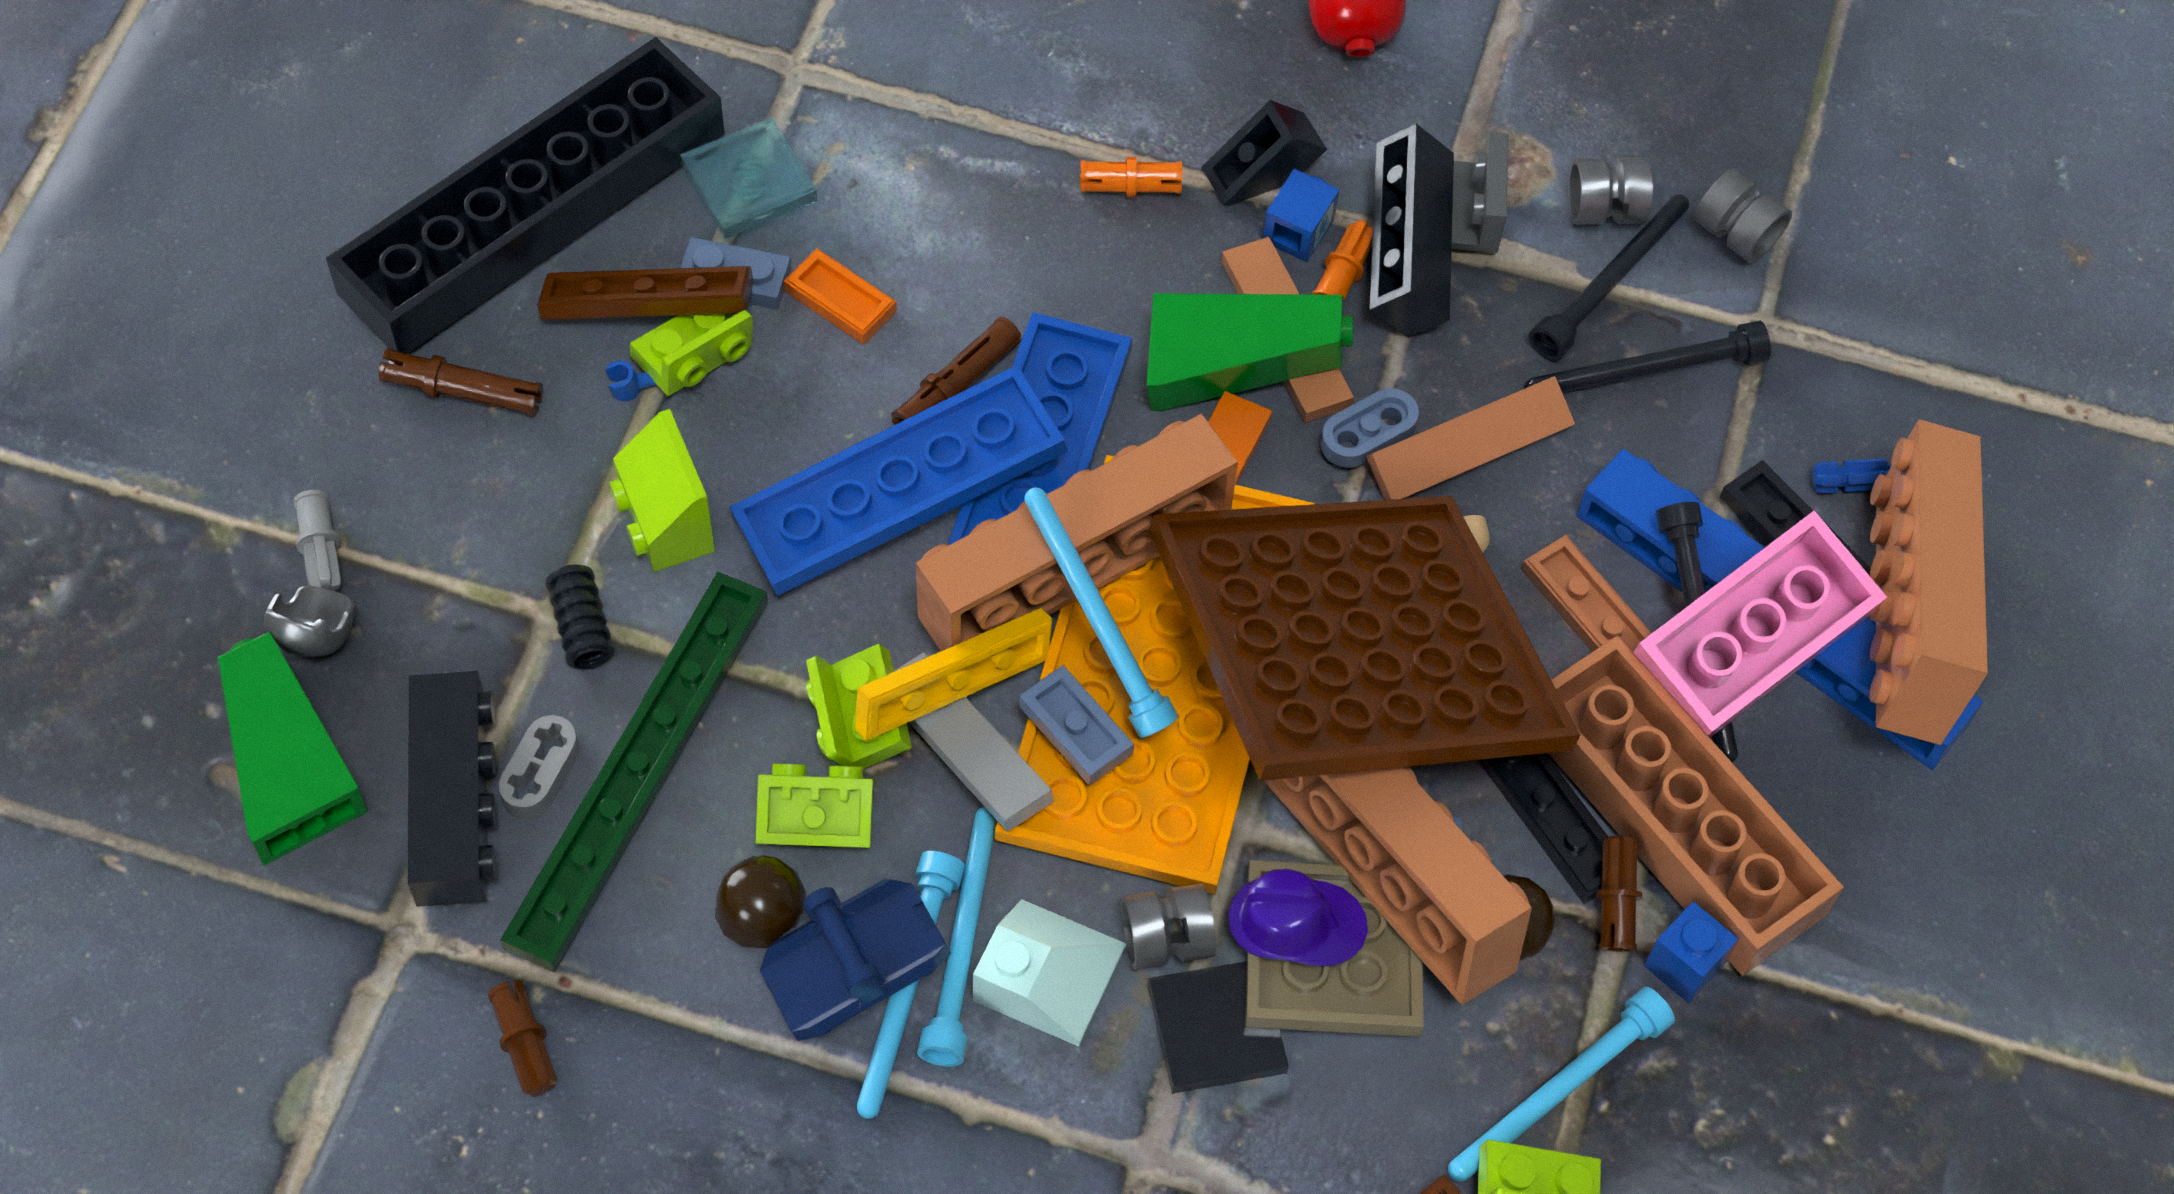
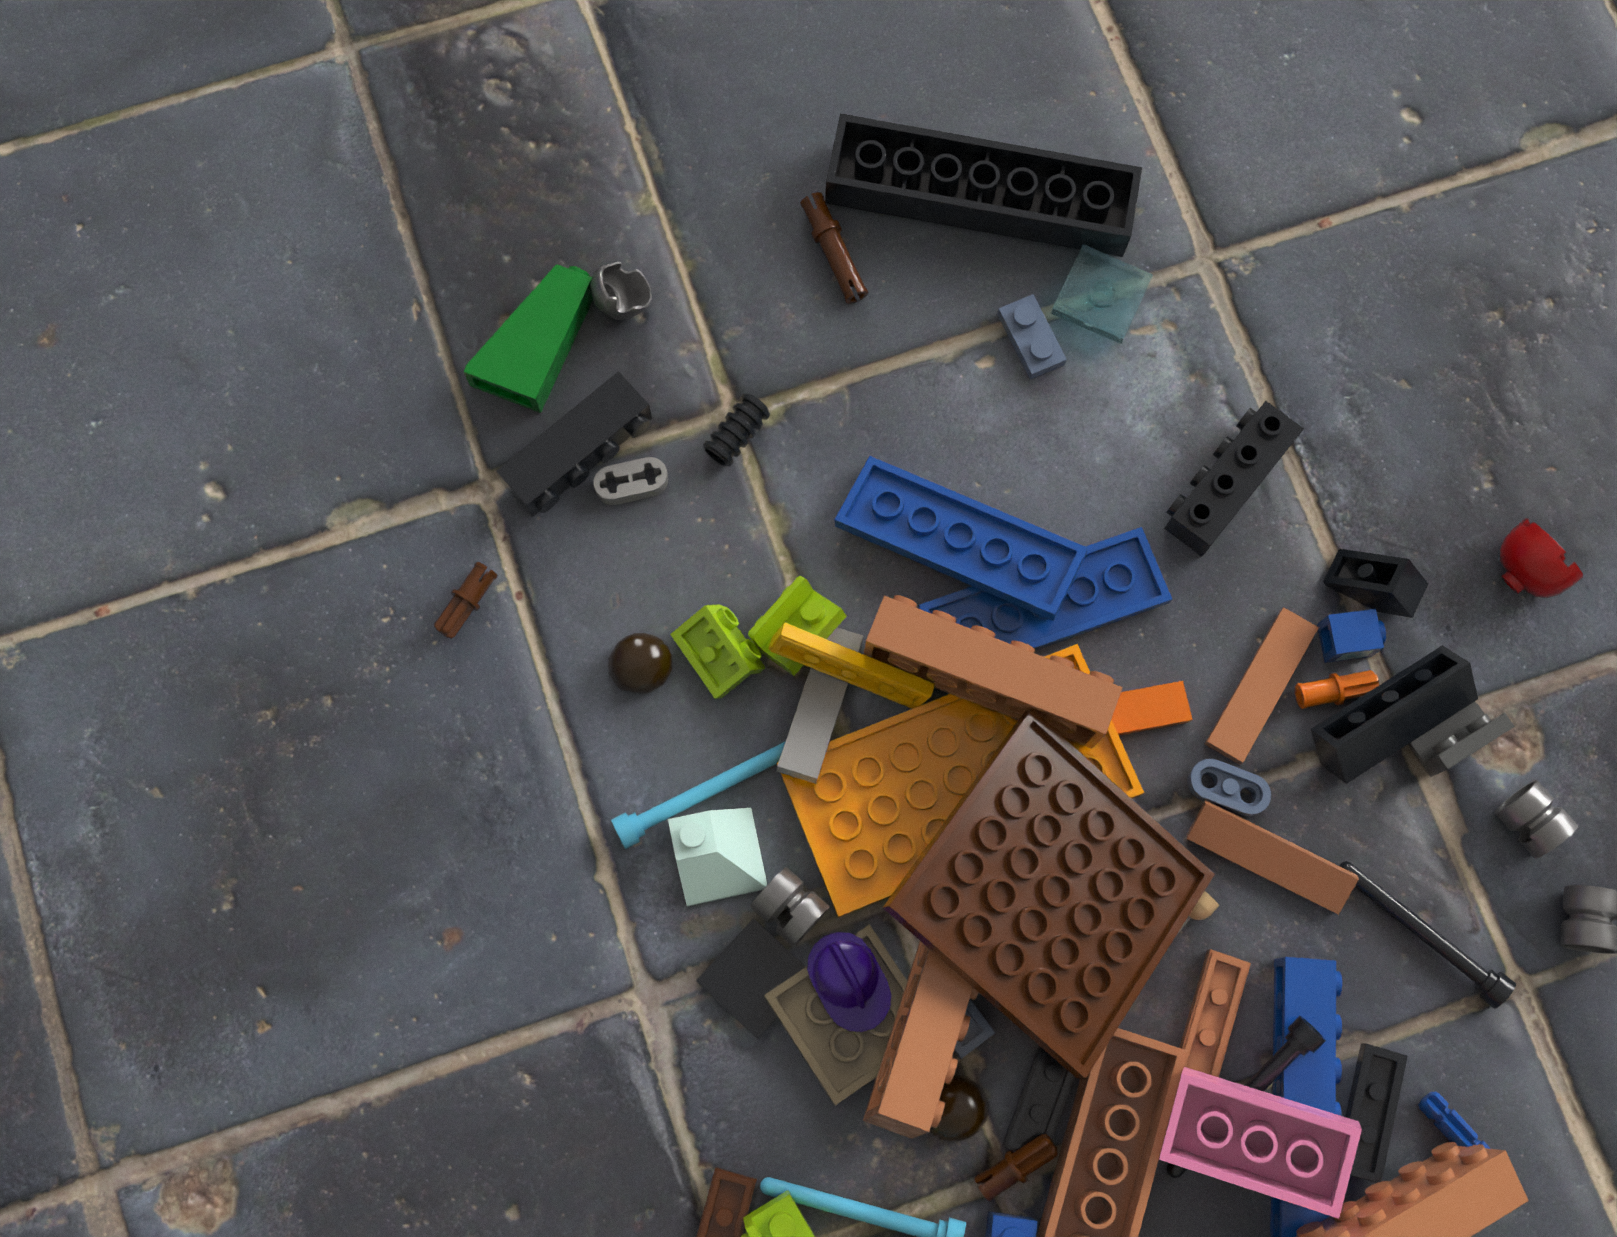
camera: 55 degrees right, 15 degrees up
(317, 539) = (675, 255): light grey axle -> none
(632, 381) = (913, 339): blue hand -> none
(634, 773) = (669, 533): dark green plate -> none
(645, 292) = (972, 300): reddish brown tile -> none
(662, 496) = (843, 415): lime slope -> none
(691, 346) = (962, 352): lime bracket -> none
(840, 296) = (1066, 408): orange tile -> none
(851, 955) = (638, 742): dark blue shield -> none
(938, 877) = (723, 752): medium azure piece -> none
(963, 369) = (1082, 518): reddish brown pin -> none
(1050, 200) = (1233, 477): none -> black brick
(1076, 725) = (874, 760): sand blue plate -> none
(1131, 176) = (1293, 512): orange pin -> none
(1148, 708) = (915, 797): medium azure piece -> none
(1240, 343) = (1220, 666): green slope -> none
(1555, 334) = (1395, 857): black piece -> none

